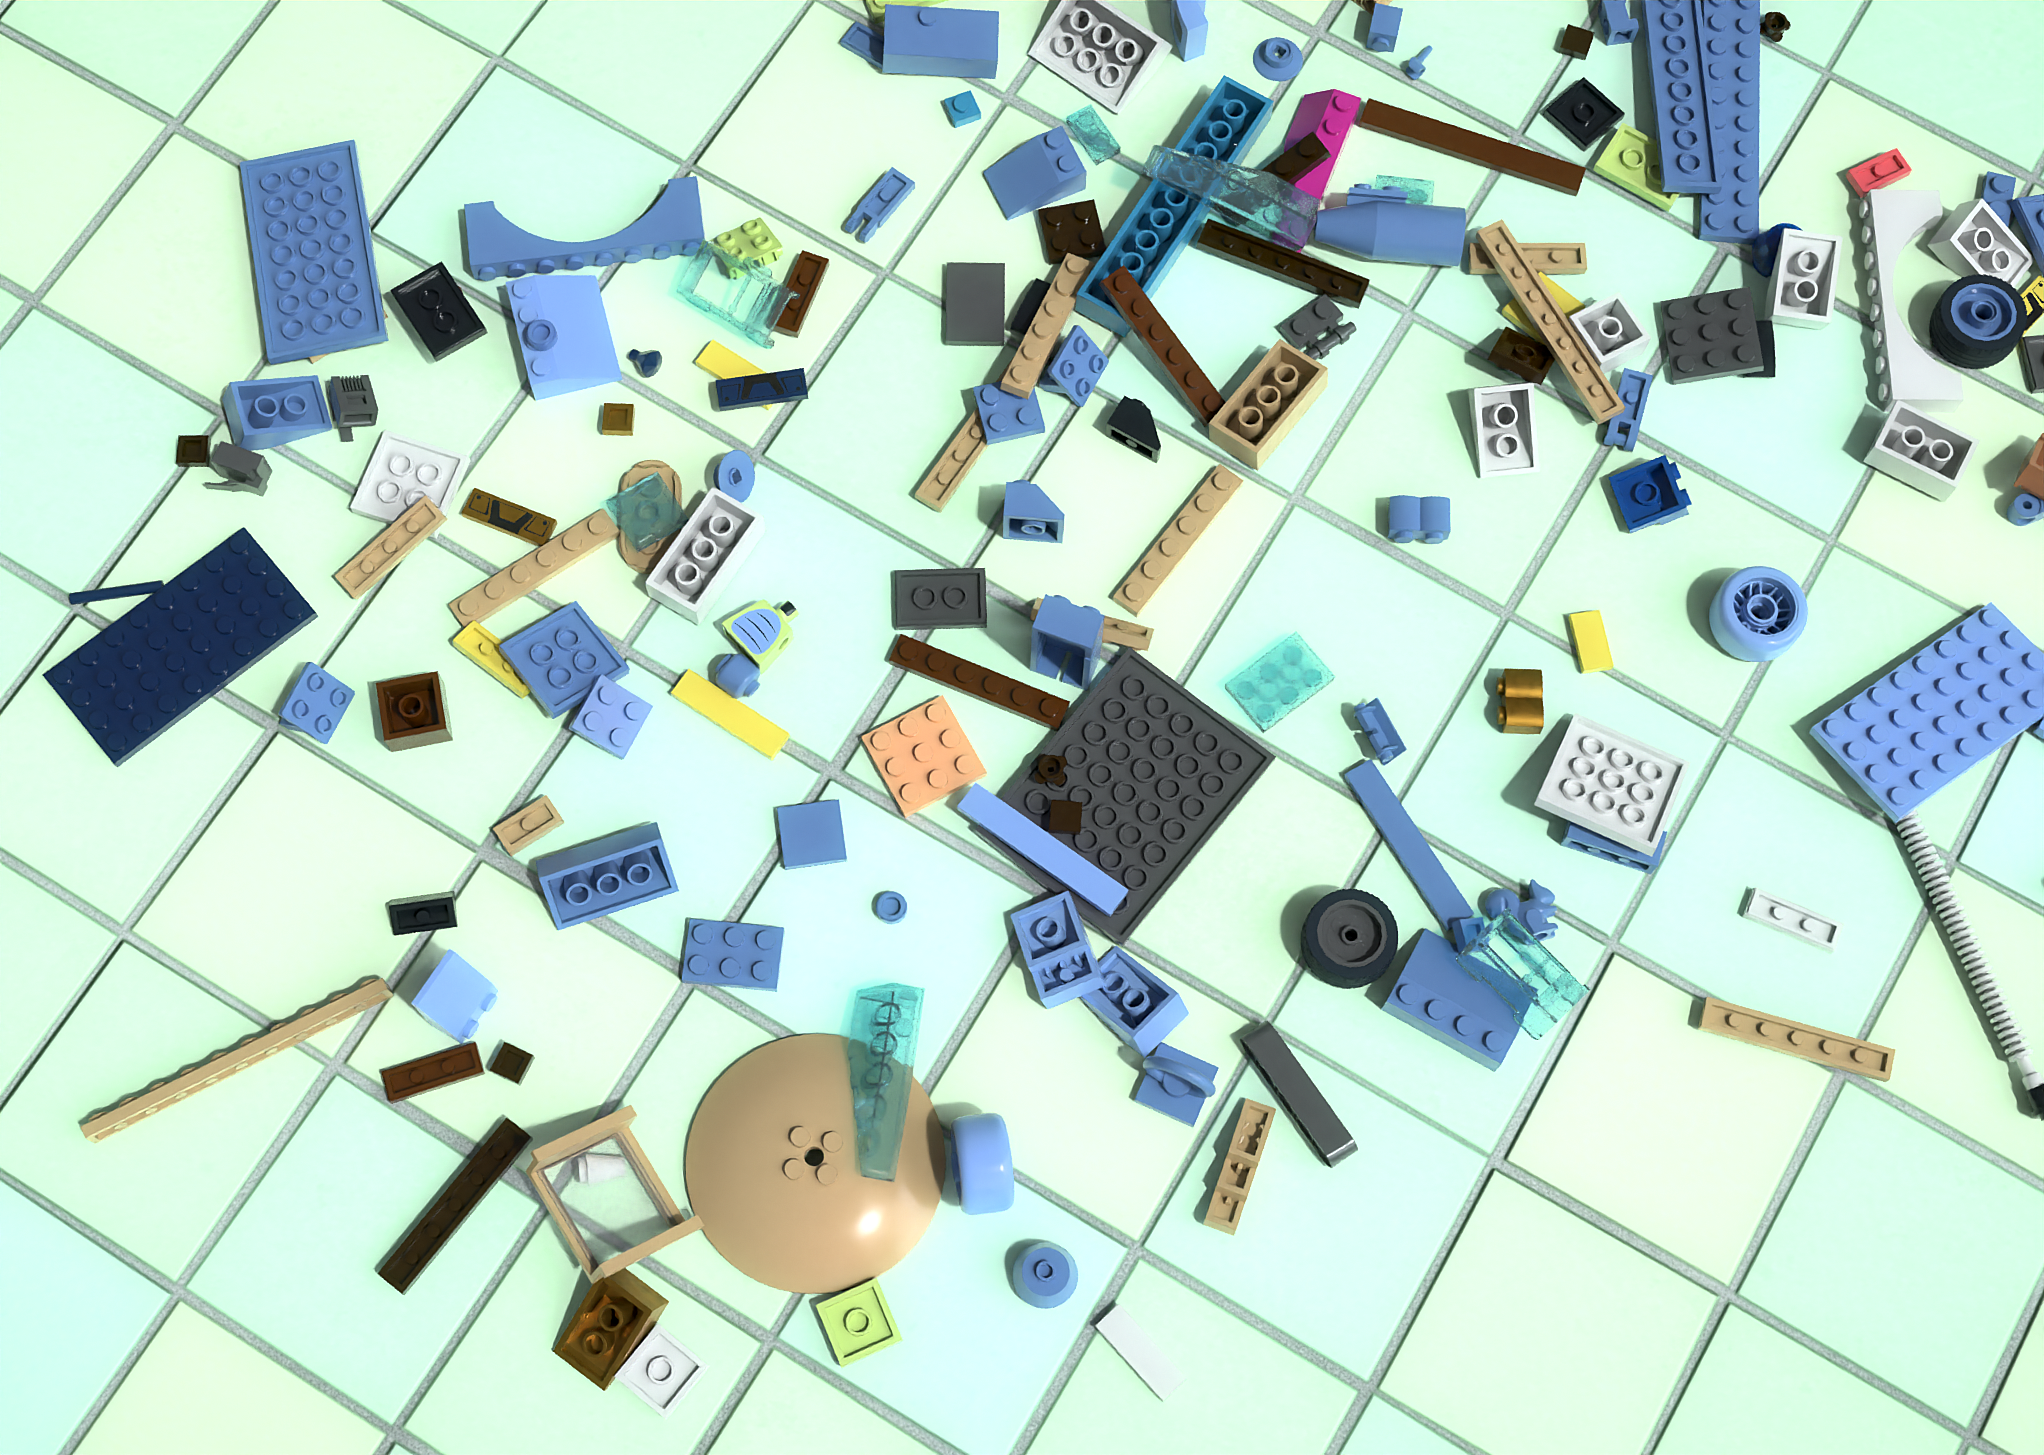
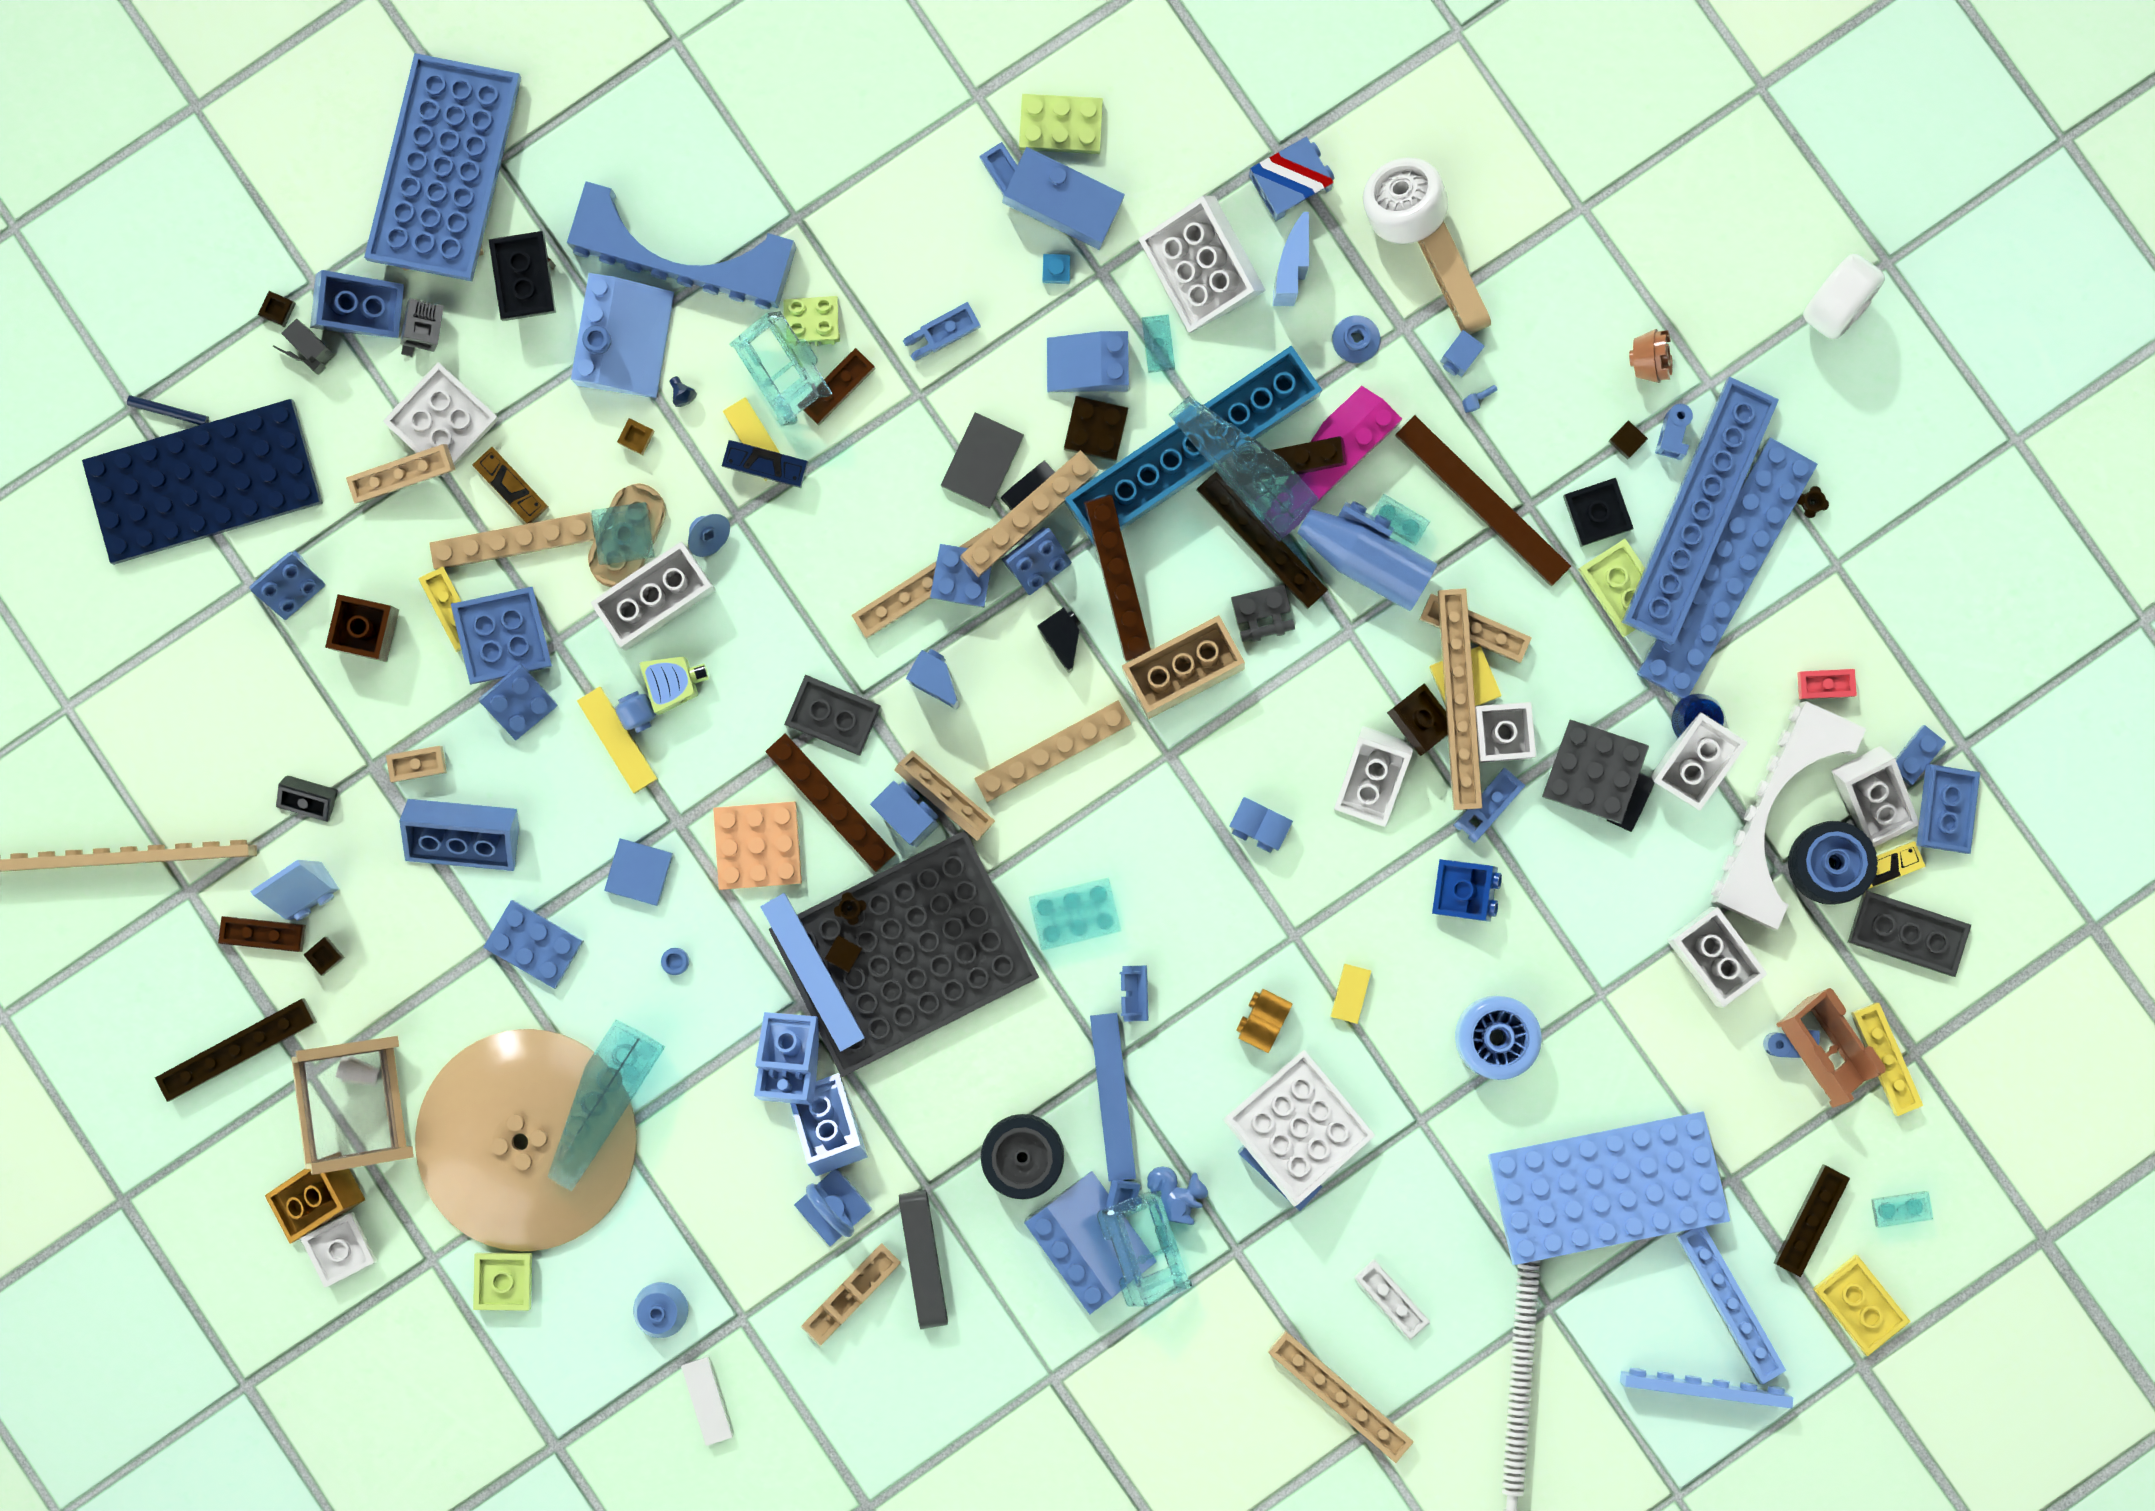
camera: 30 degrees right, 15 degrees up
(982, 1163) = (644, 1209): light blue wheel -> none

